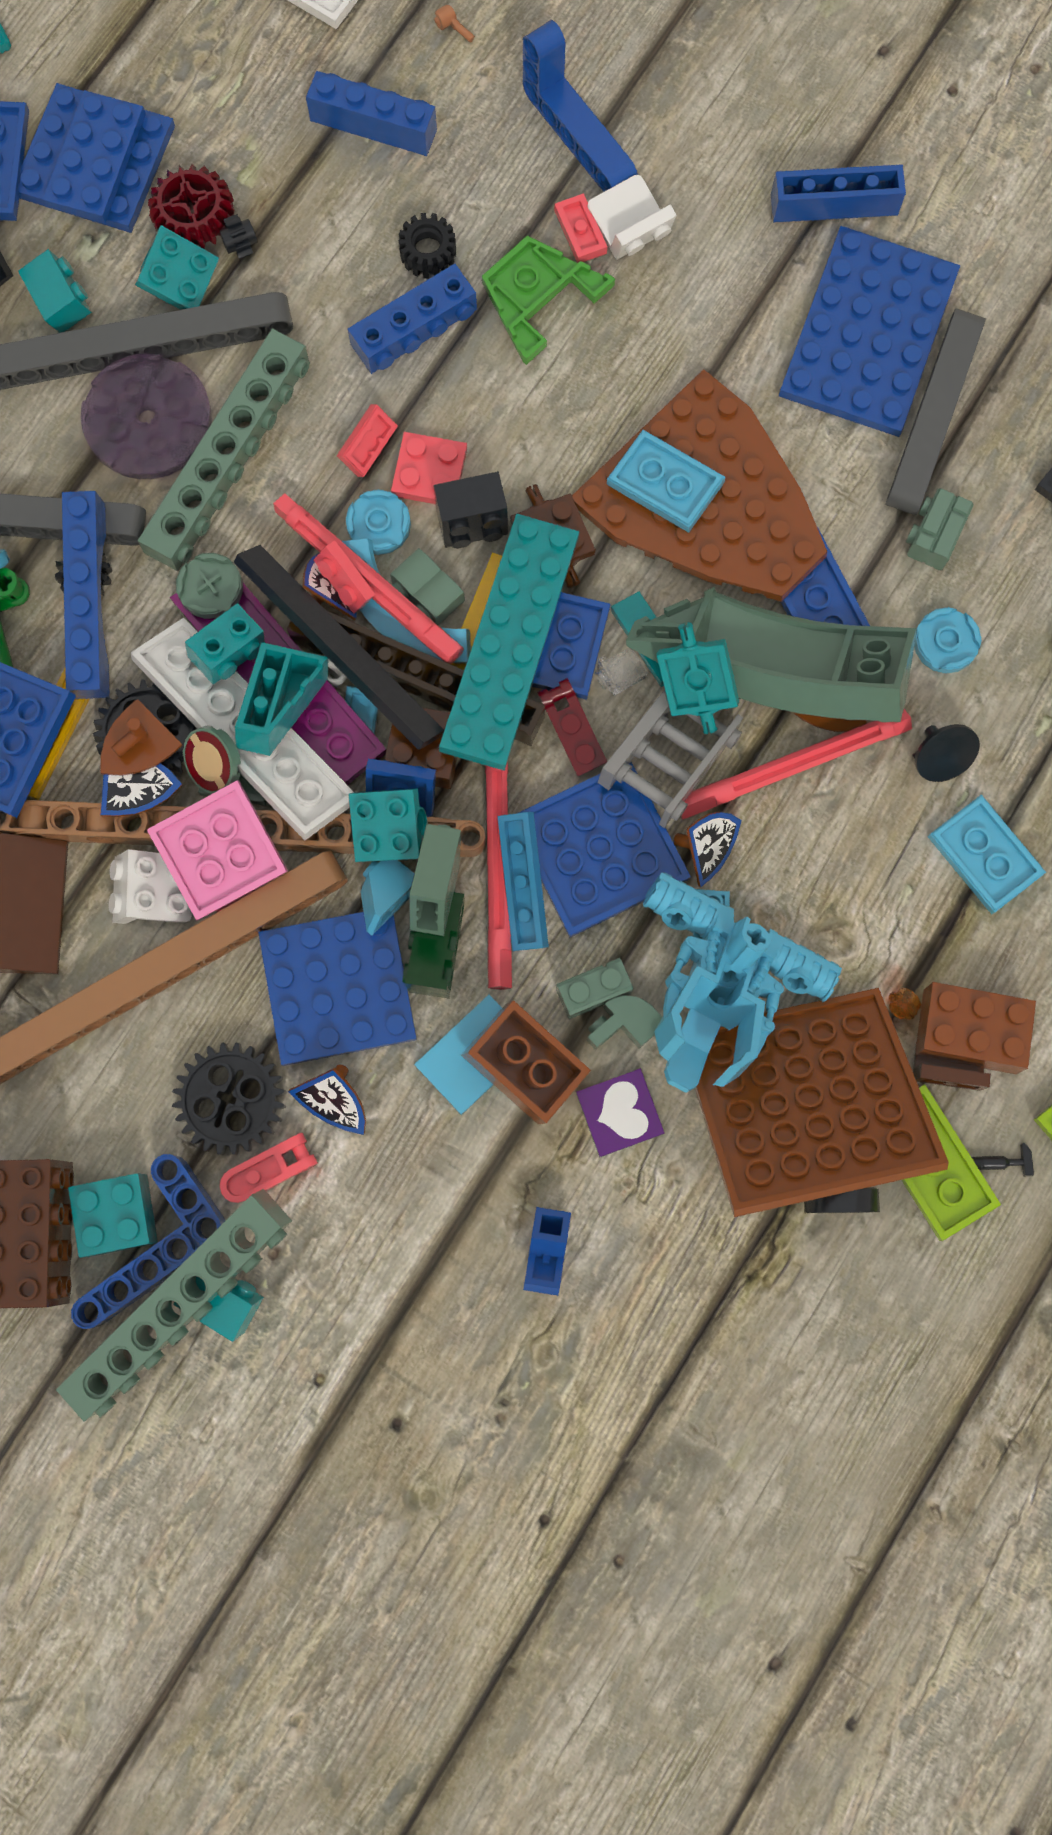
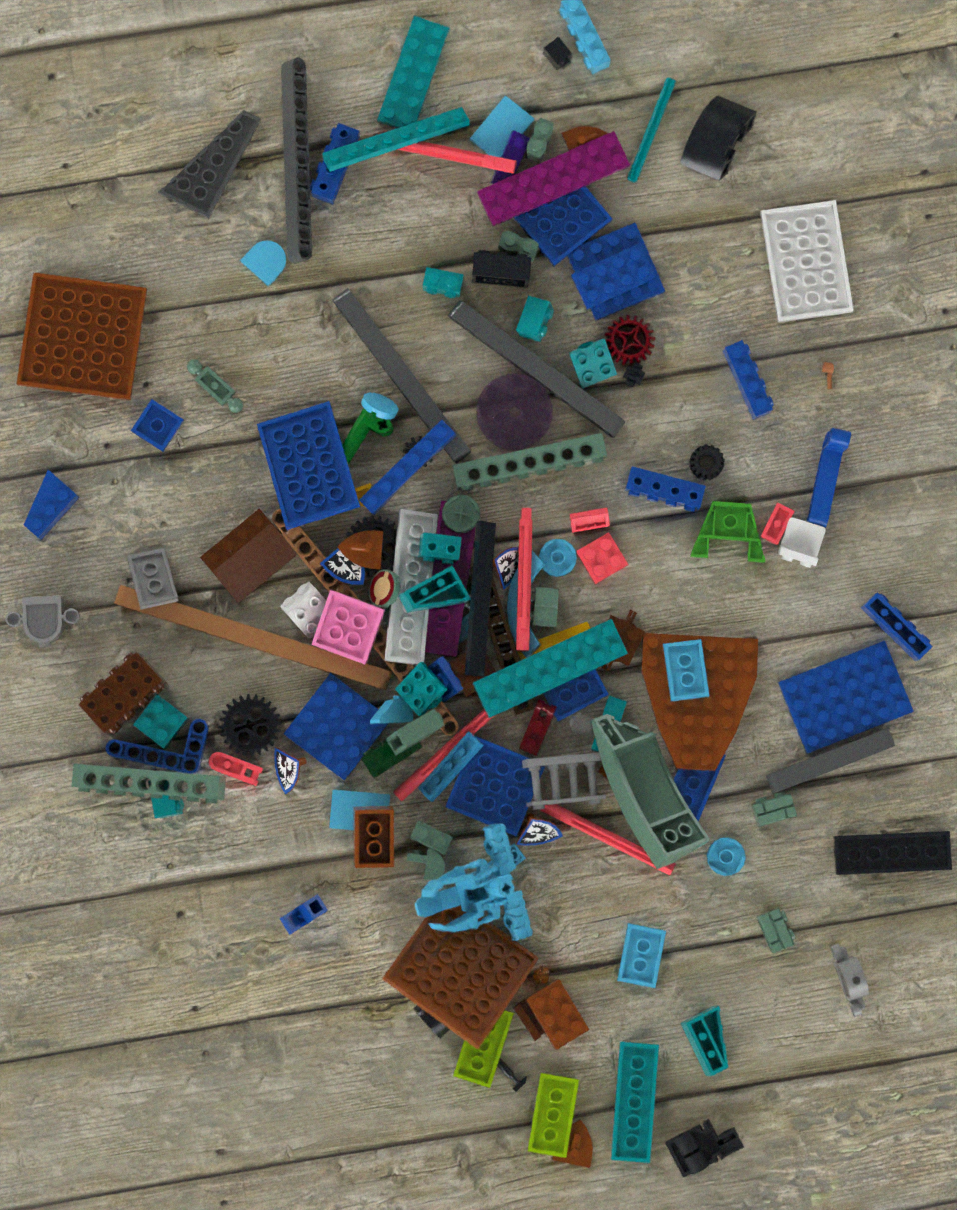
camera: 40 degrees right, 5 degrees up
(344, 577) = (515, 570): coral plate -> none
(471, 510) = (595, 597): black brick -> none
(620, 1112) = (388, 894): tile -> none
(698, 677) = (601, 766): teal plate -> none
(946, 752) = (669, 899): black shield -> none

